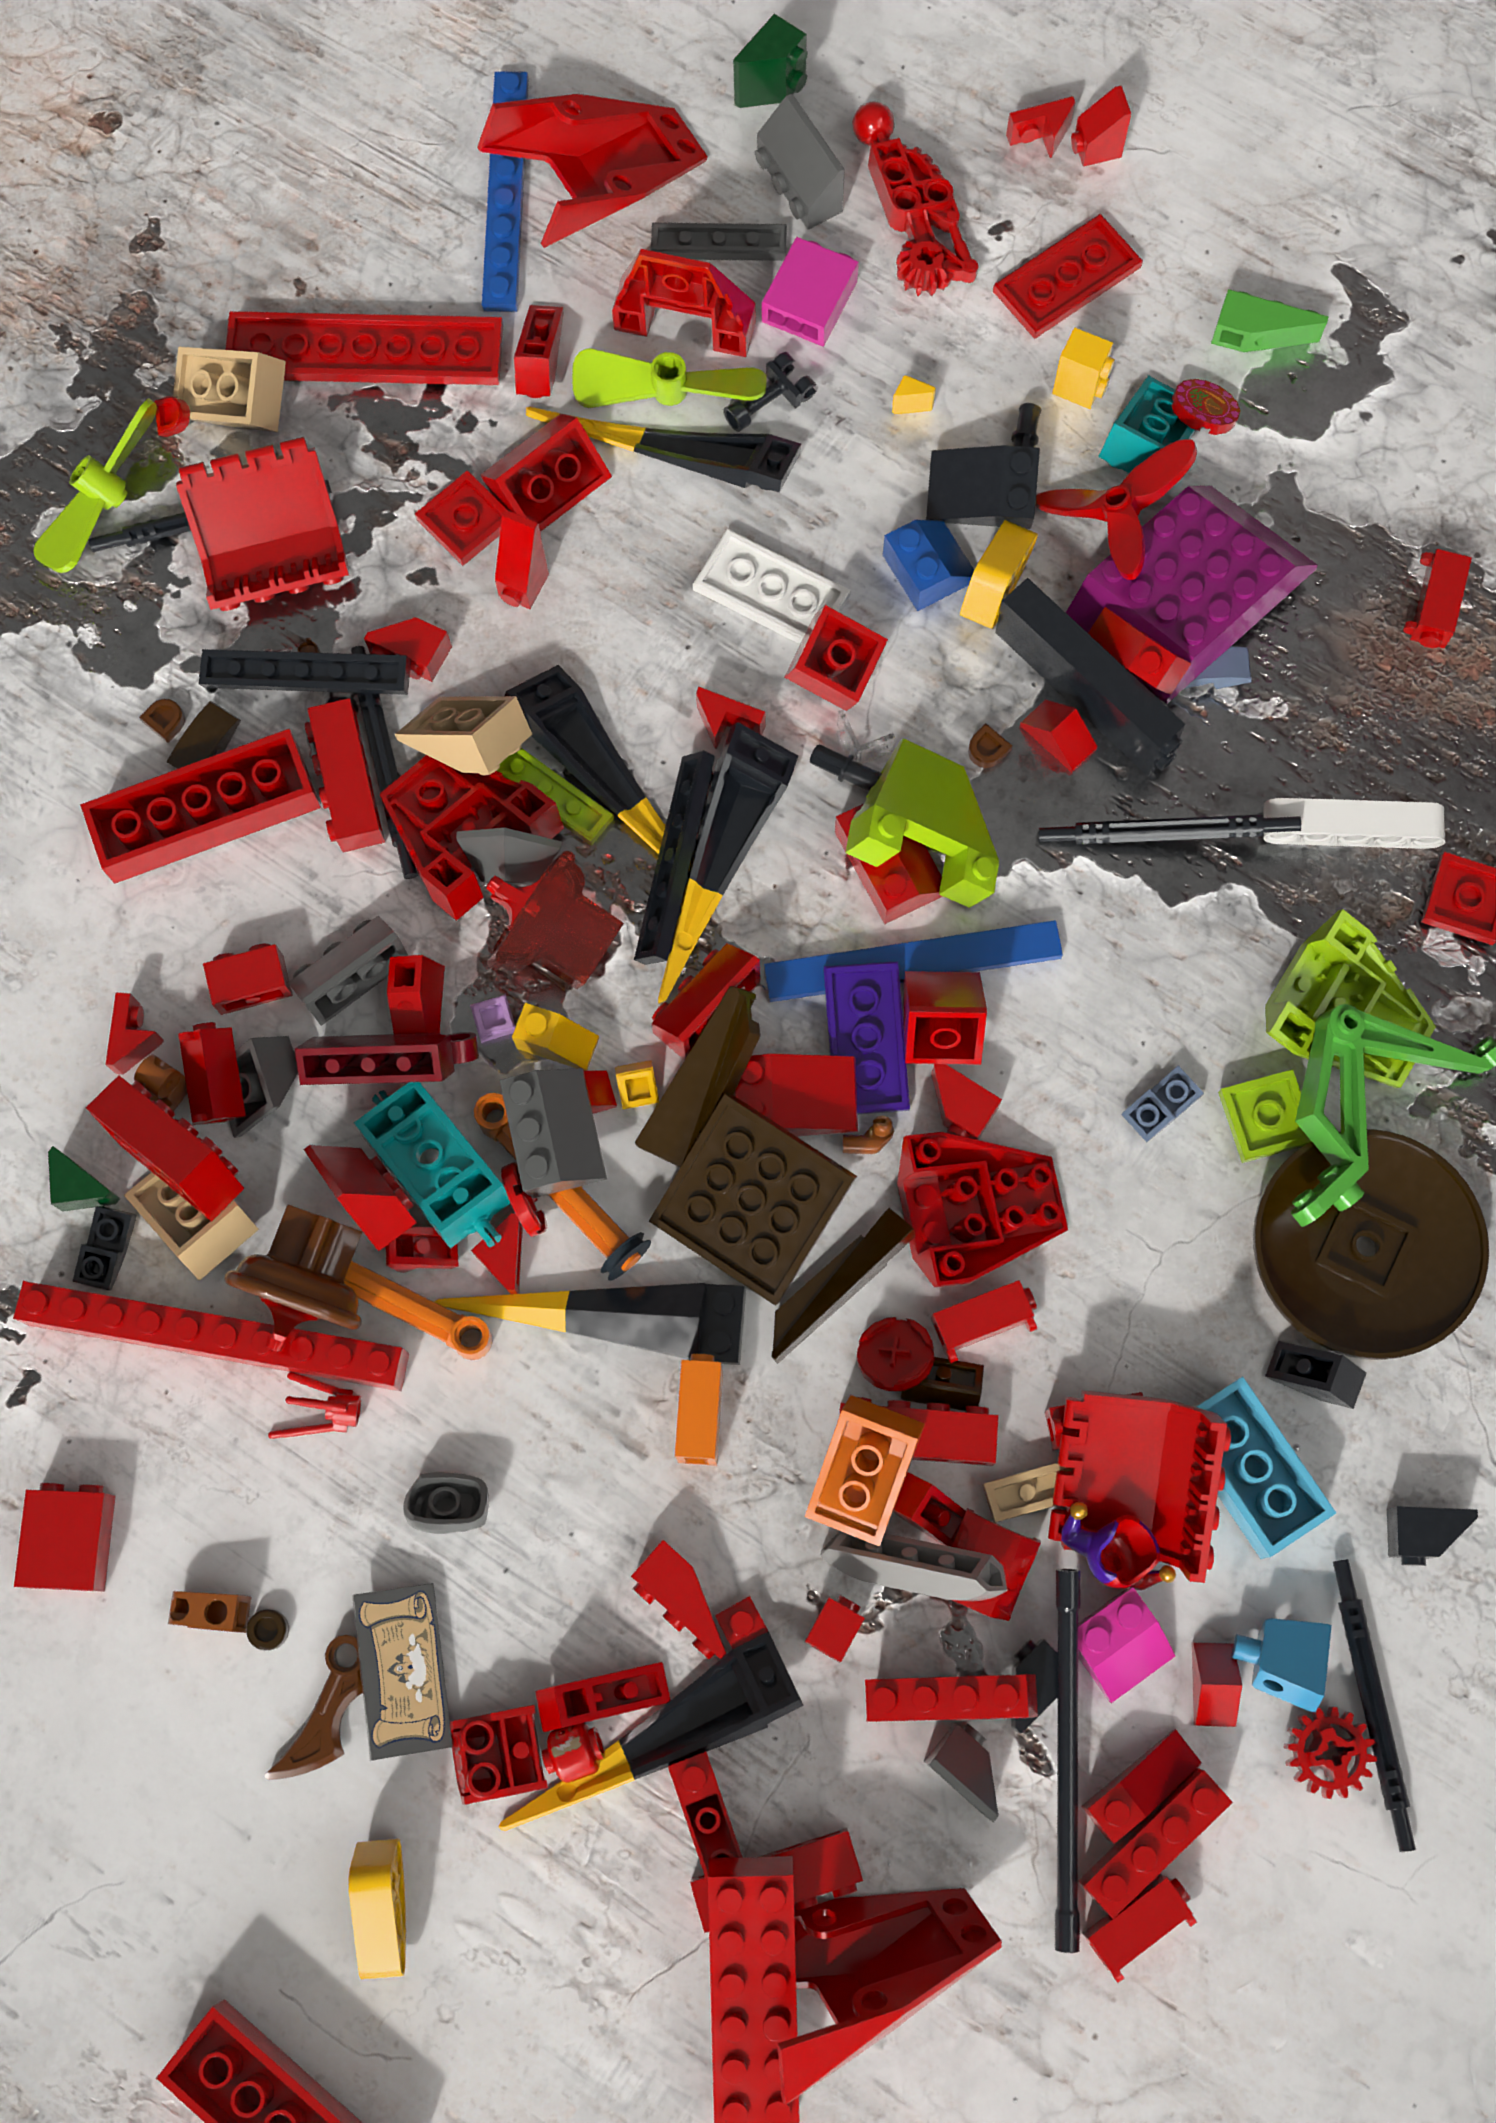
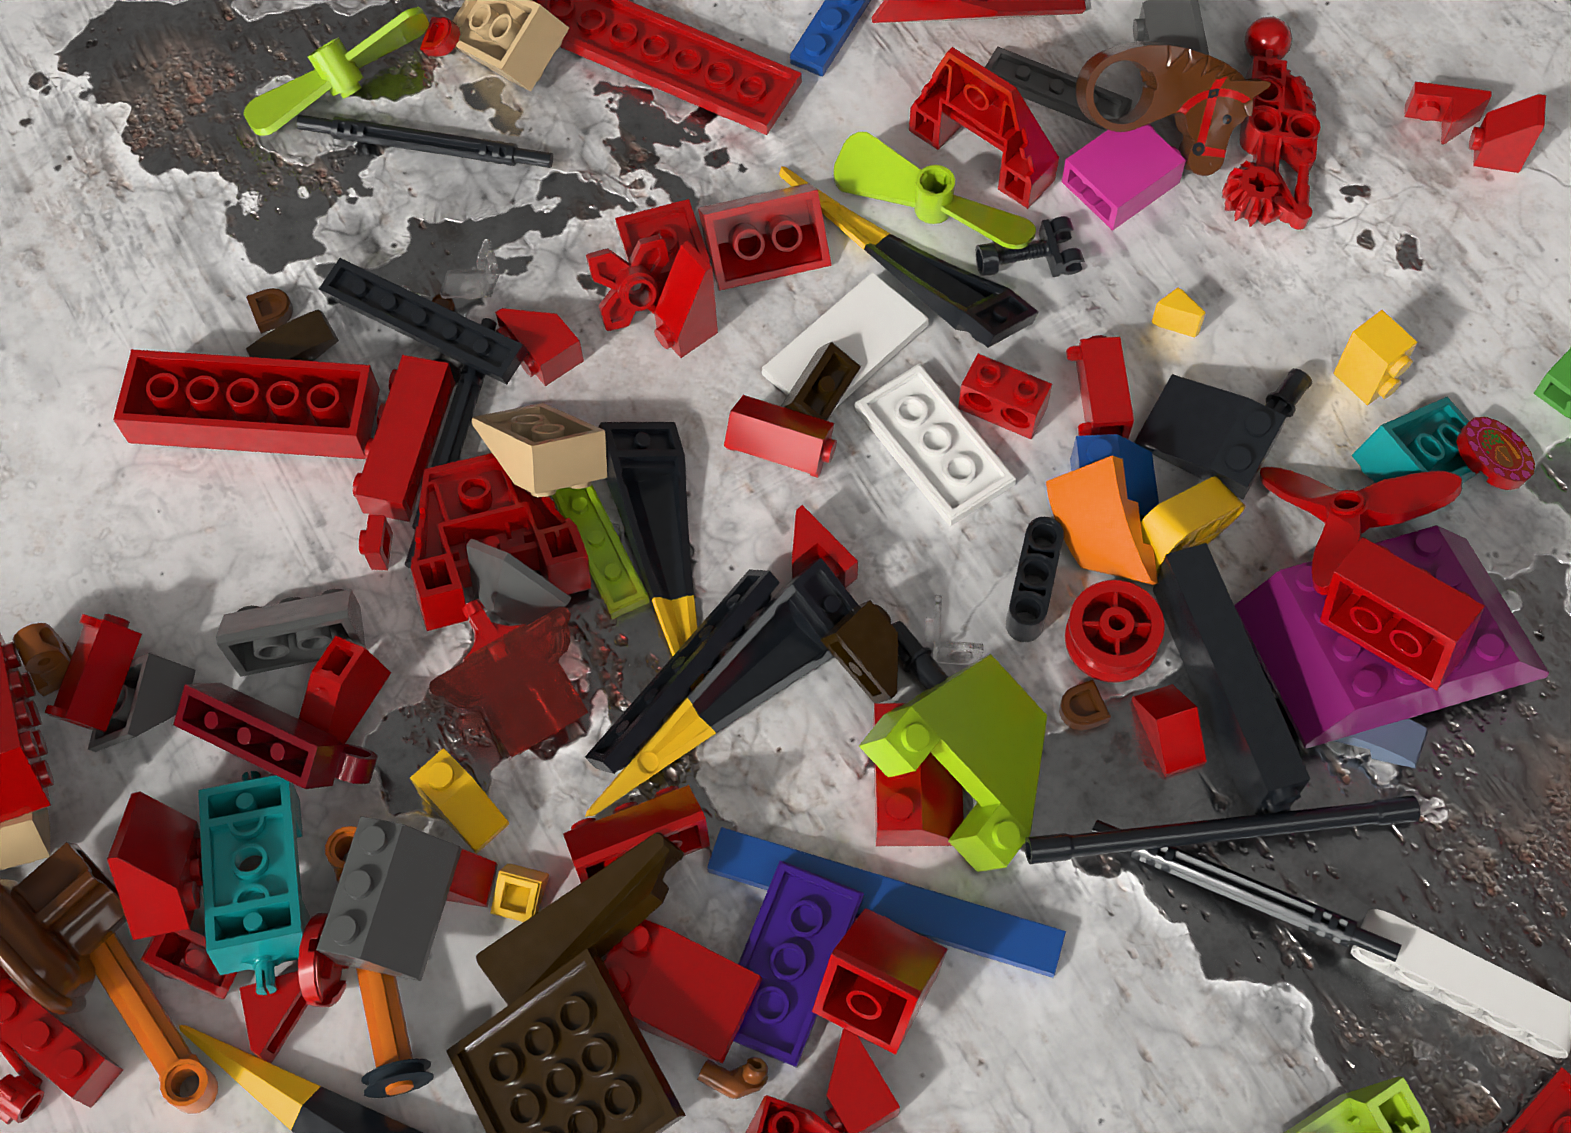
camera: 25 degrees right, 10 degrees down
(126, 1043) = (42, 595): red slope -> none
(247, 978) = (191, 592): red brick -> none
(262, 524) = (464, 166): hinge -> none
(331, 619) = (473, 282): none -> clear bracket
(371, 871) = (376, 542): none -> red plate
(463, 564) = (631, 282): none -> red plant
(493, 1018) = (410, 749): lavender tile -> none
(538, 351) = (818, 118): red slope -> none
(649, 637) = (780, 435): none -> brick
(659, 541) = (865, 324): none -> white tile
(659, 582) = (822, 382): none -> dark brown slope
(807, 778) = (867, 649): none -> dark brown slope
(810, 526) = (1004, 396): none -> red brick
(829, 197) = (1195, 87): none -> reddish brown animal
(836, 658) = (961, 539): red brick -> none
(882, 485) = (1103, 386): none -> red brick
(905, 679) = (1040, 562): none -> black beam
(937, 595) = (1101, 521): none -> orange slope
(985, 678) = (1114, 631): none -> red wheel
(1031, 856) = (1066, 846): none -> black piece
(1067, 276) = (1405, 264): red tile -> none
(1139, 651) = (1296, 678): red slope -> none
(1198, 568) = (1400, 613): none -> red brick

